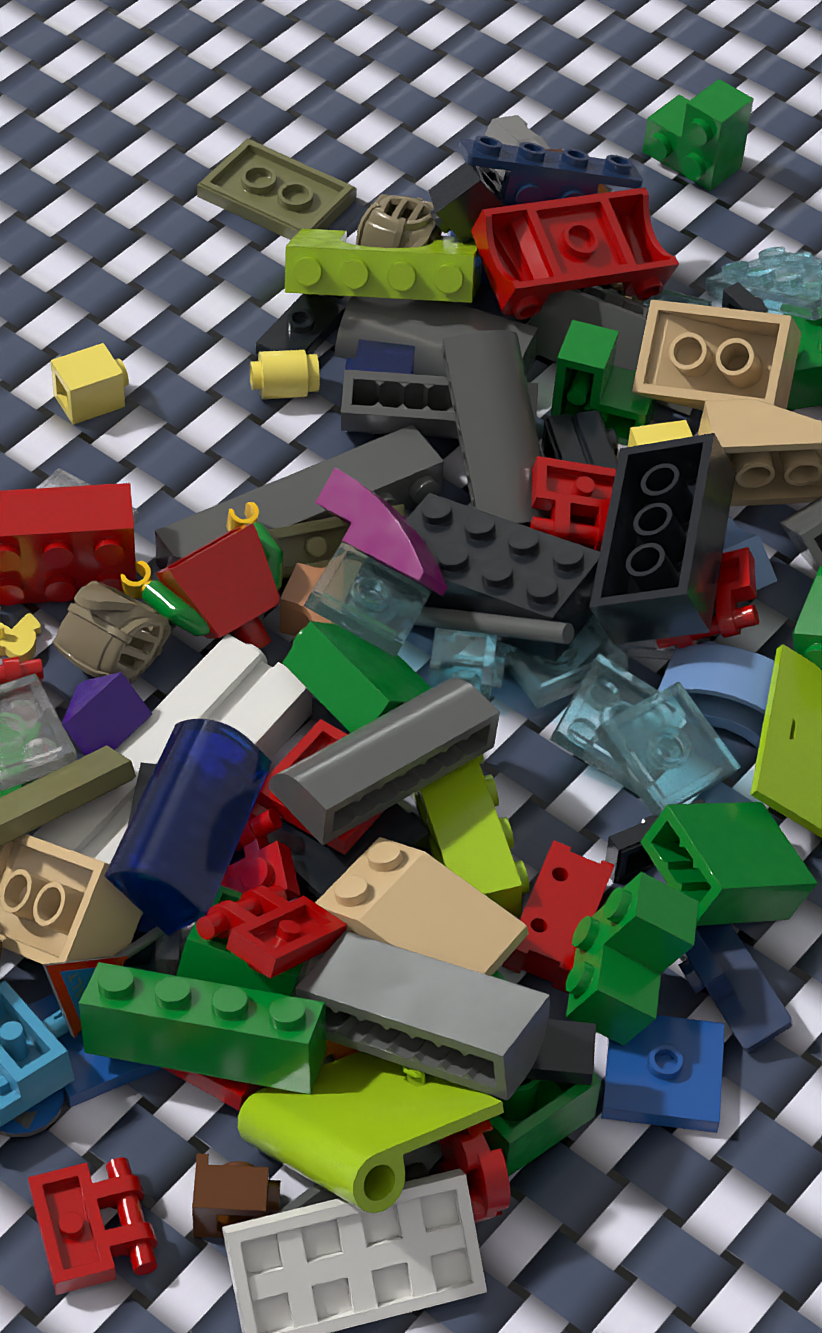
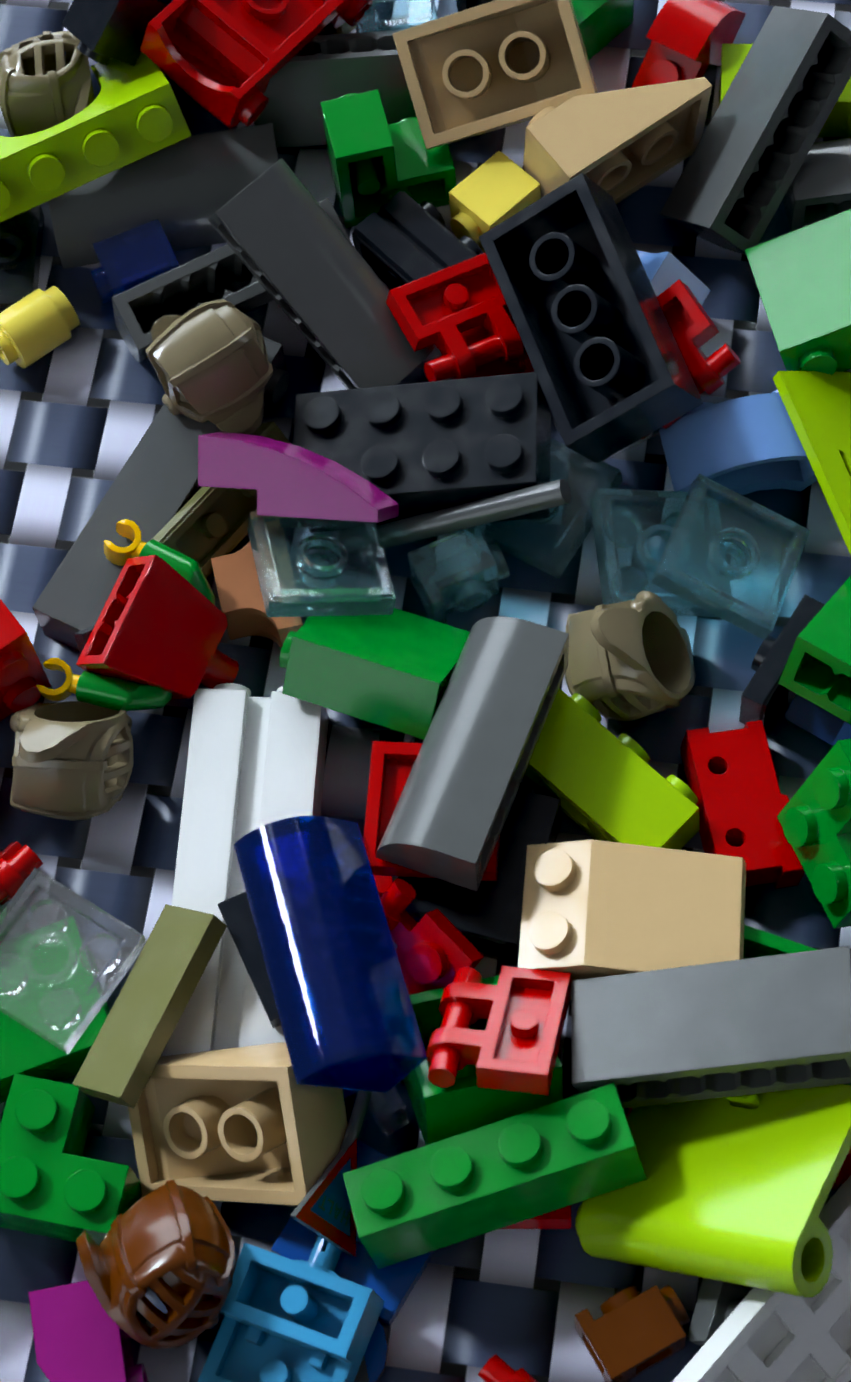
camera: 20 degrees left, 15 degrees up
(104, 713) = (132, 866): dark purple slope -> none
(381, 439) = (212, 366): none -> dark tan piece
(547, 773) = (629, 658): none -> dark tan piece

